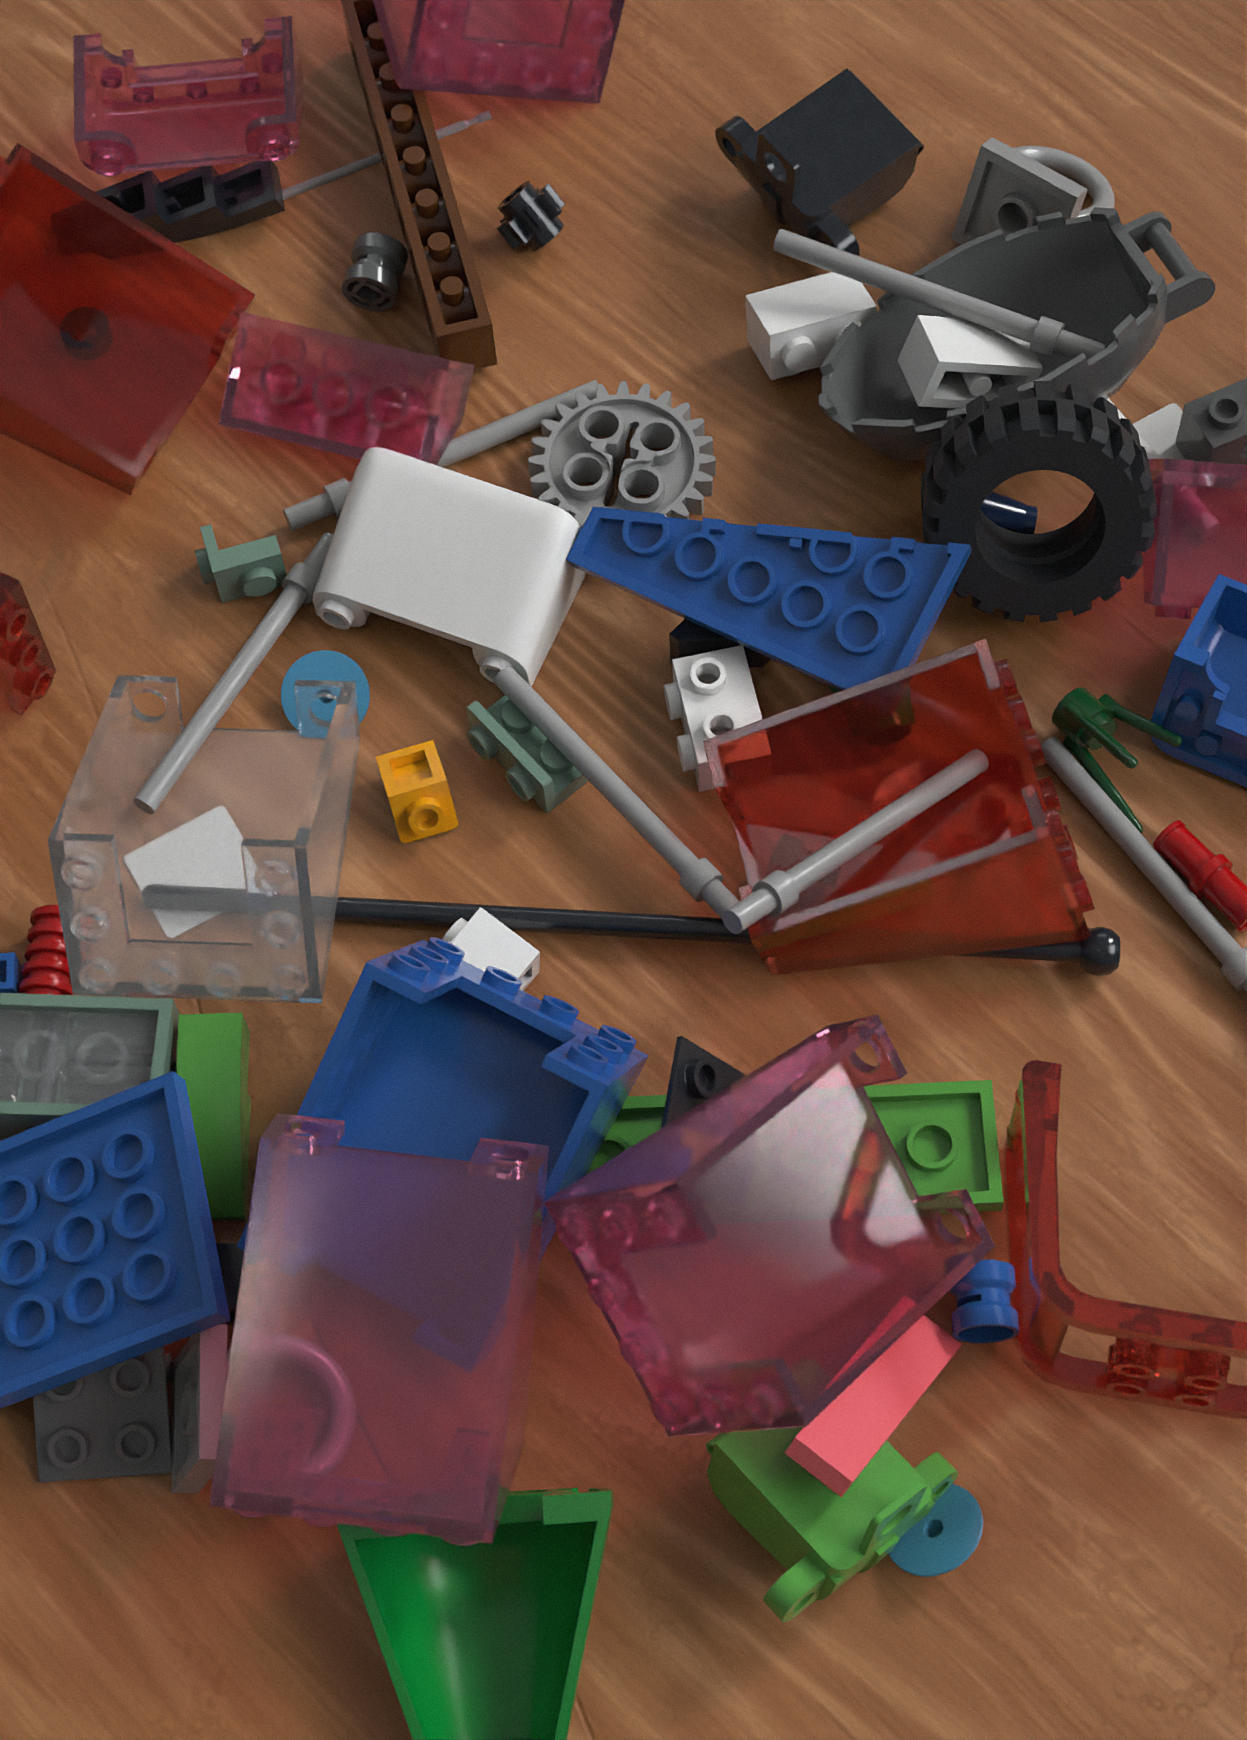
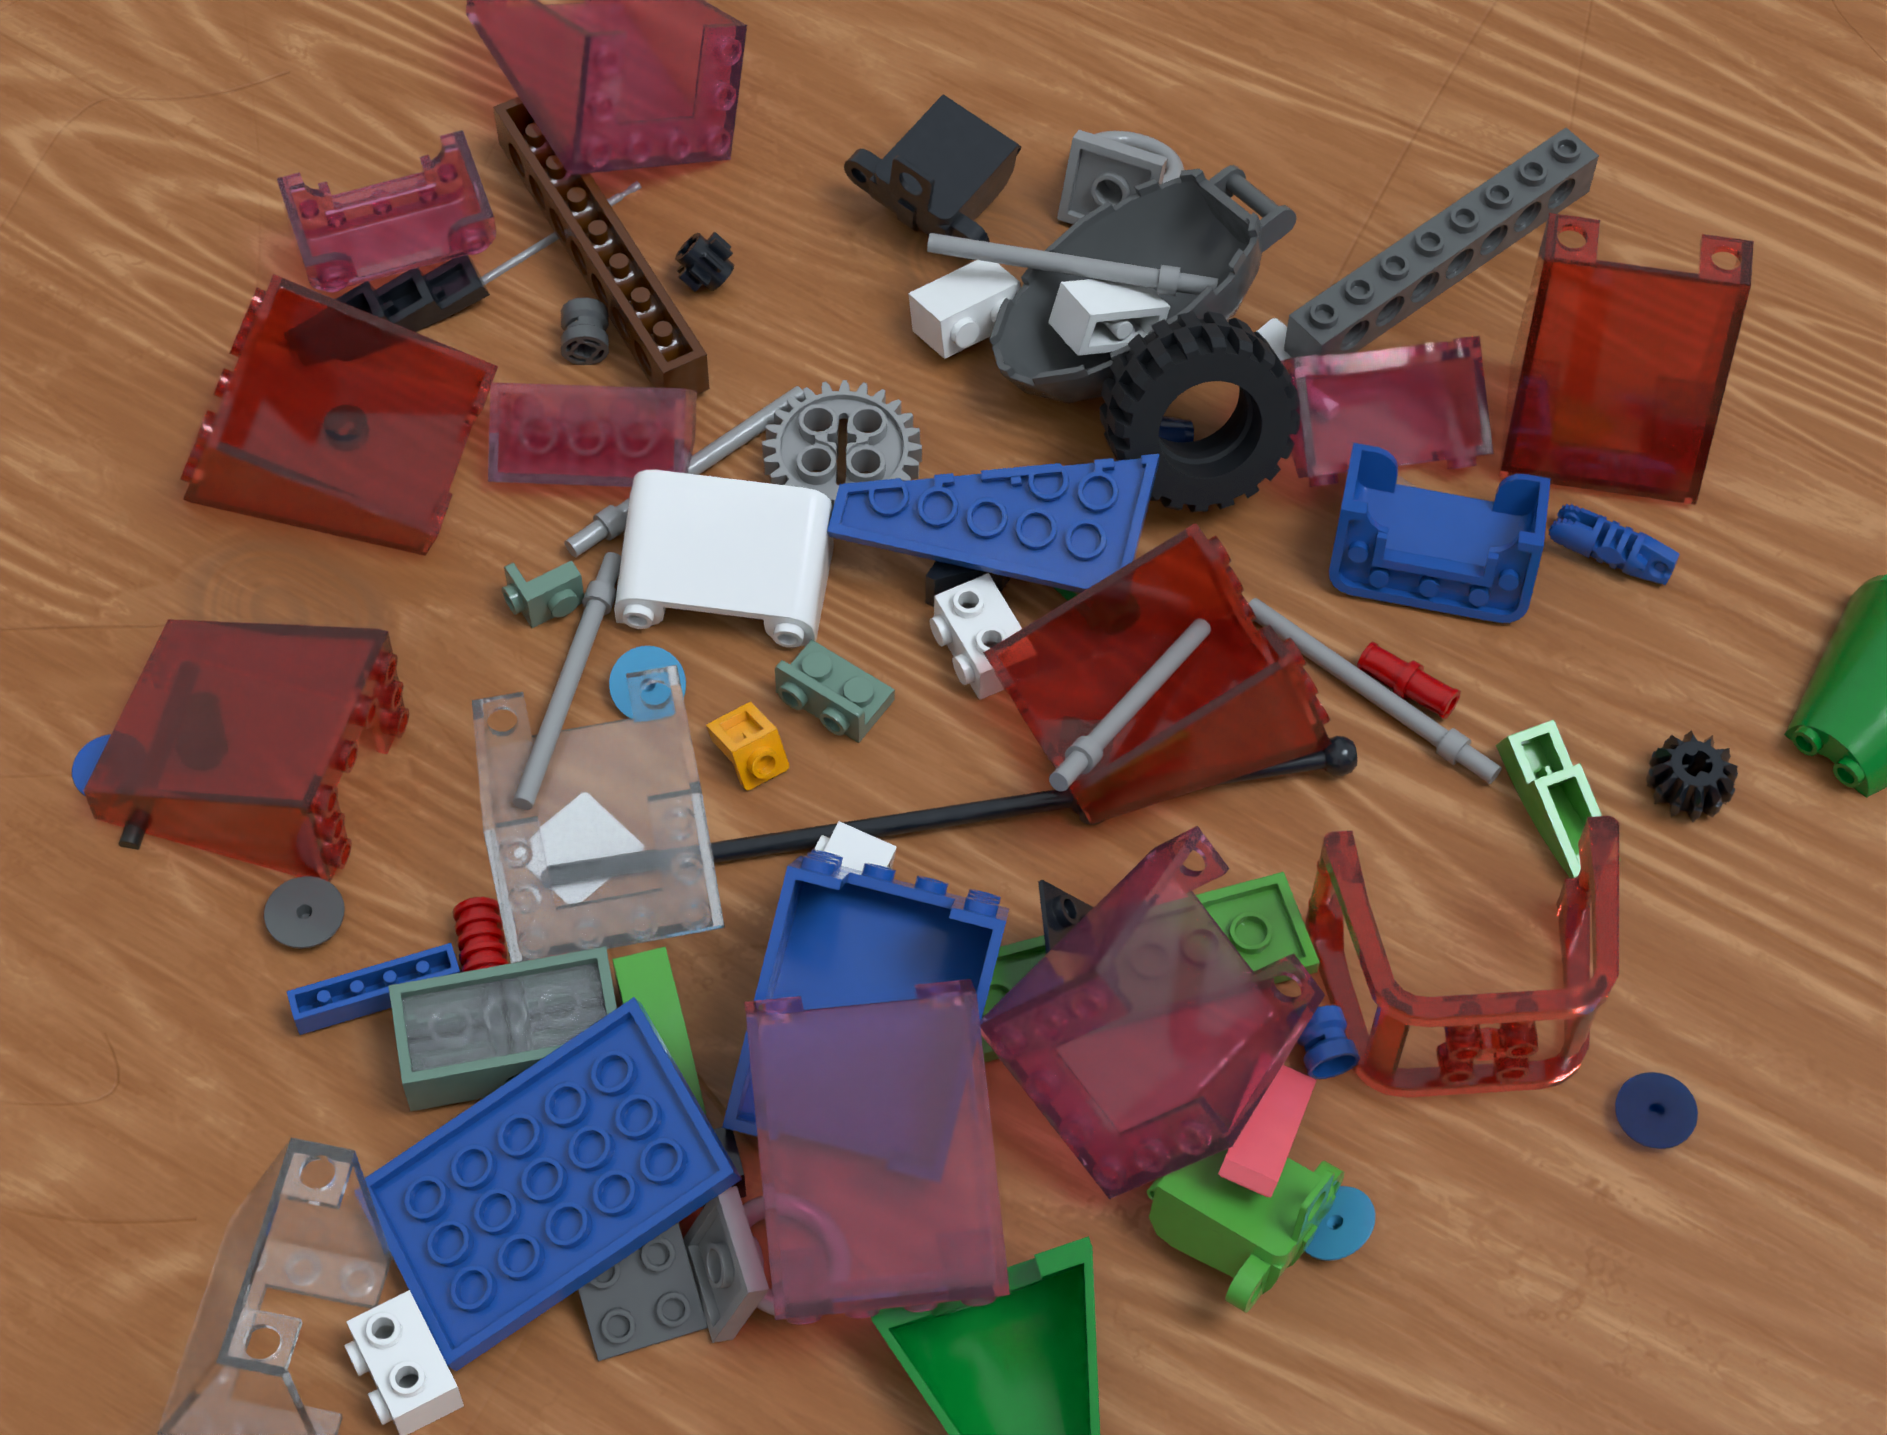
camera: 20 degrees left, 5 degrees down
(697, 875) = (1003, 762): light grey bar -> none
(1091, 725) = (1282, 581): dark green plant -> none

